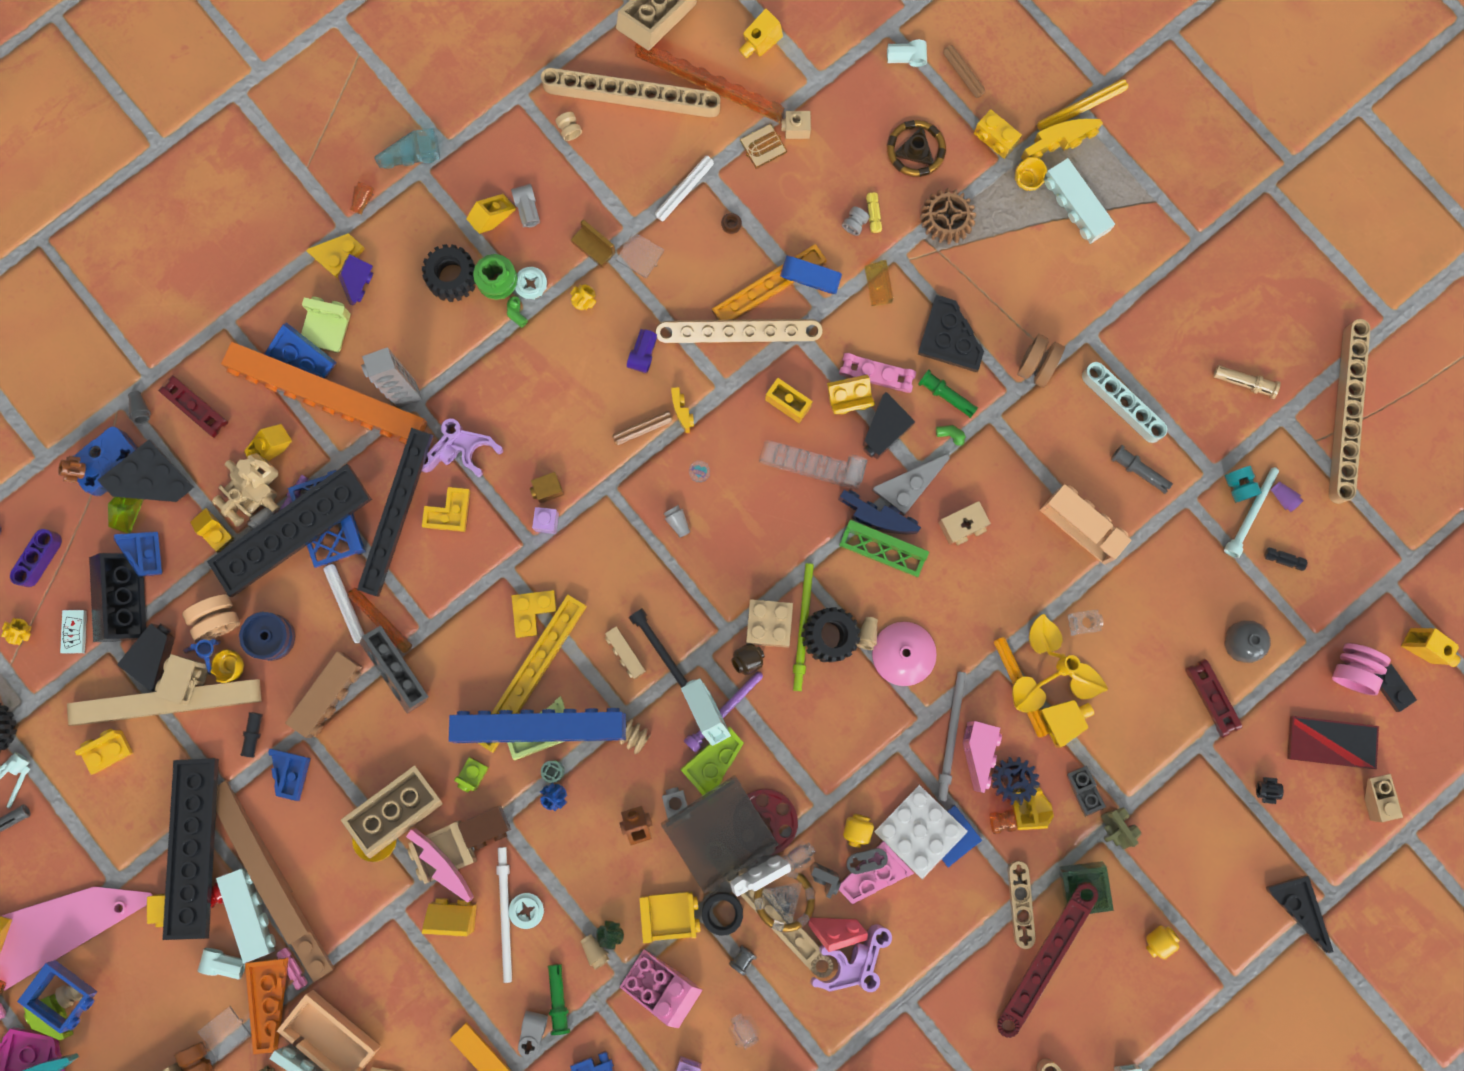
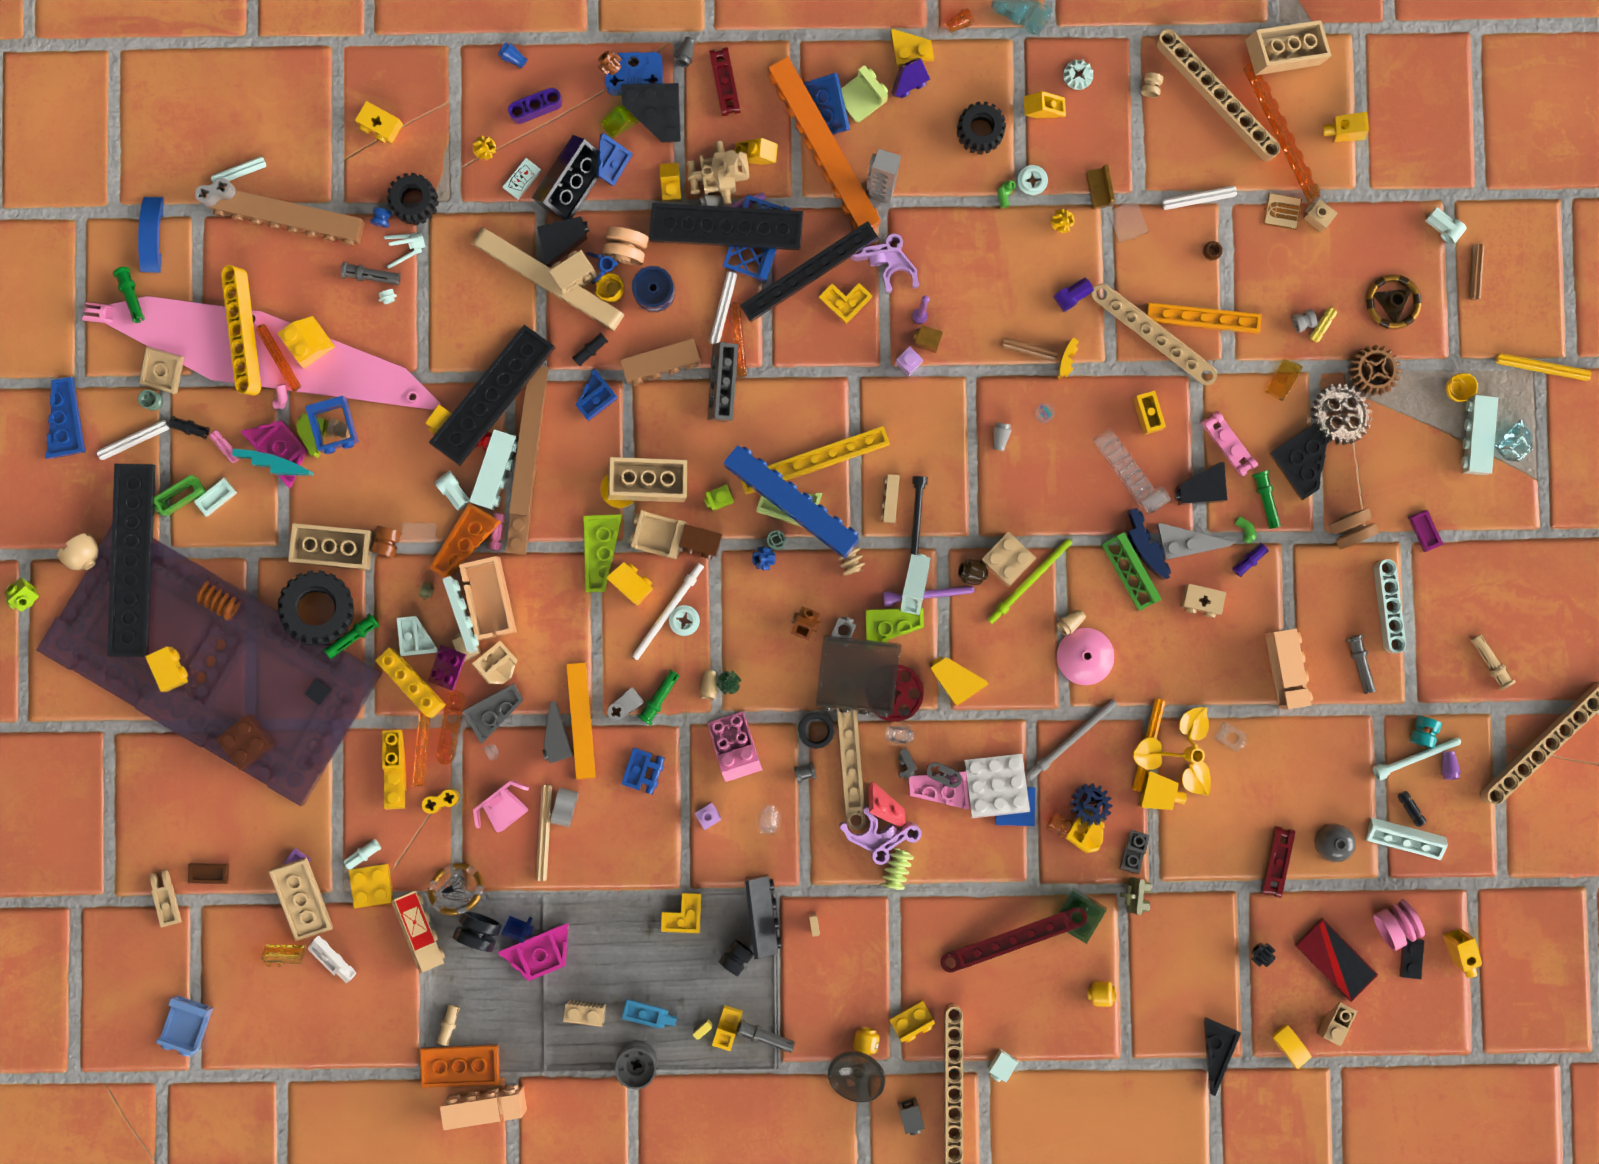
camera: 40 degrees right, 5 degrees up
(26, 834) = (387, 296): none -> light aqua plate
(104, 751) = (482, 280): yellow bracket -> none
(398, 908) = (599, 546): none -> lime wing
(446, 871) = (652, 549): bright pink slope -> none
(486, 270) = (1006, 147): bright green piece -> none
(505, 171) = (1078, 83): none -> light aqua gear
(523, 472) = (920, 315): none -> medium lavender piece
(525, 201) = (1076, 116): light grey piece -> none
(527, 607) = (847, 412): yellow plate -> none
(669, 916) = (778, 703): yellow panel -> none
(760, 876) = (863, 725): white hinge -> none
(784, 901) = (866, 755): clear piece -> none
(809, 766) = (956, 680): none -> yellow slope
(811, 275) = (1239, 334): blue beam -> none
(847, 632) = (1058, 607): black tyre -> none
(850, 394) = (1197, 443): yellow bracket -> none
(858, 830) = (954, 750): yellow head -> none
(894, 980) = (897, 869): none -> yellowish green piece
(936, 261) = (1338, 397): none -> clear smoke gear
(975, 456) = (1250, 559): none -> dark purple pin
(979, 748) = (1084, 761): bright pink slope -> none
(997, 134) = (1461, 338): yellow brick -> none
(1025, 903) = (1028, 892): tan beam -> none
(1063, 134) = (1510, 377): yellow slope -> none
(1100, 315) = (1425, 530): none -> magenta tile
(1113, 184) = (1516, 442): none -> clear light blue slope
(1302, 588) = (1406, 838): none -> light aqua slope
(1360, 851) = (1291, 1046): none -> yellow slope

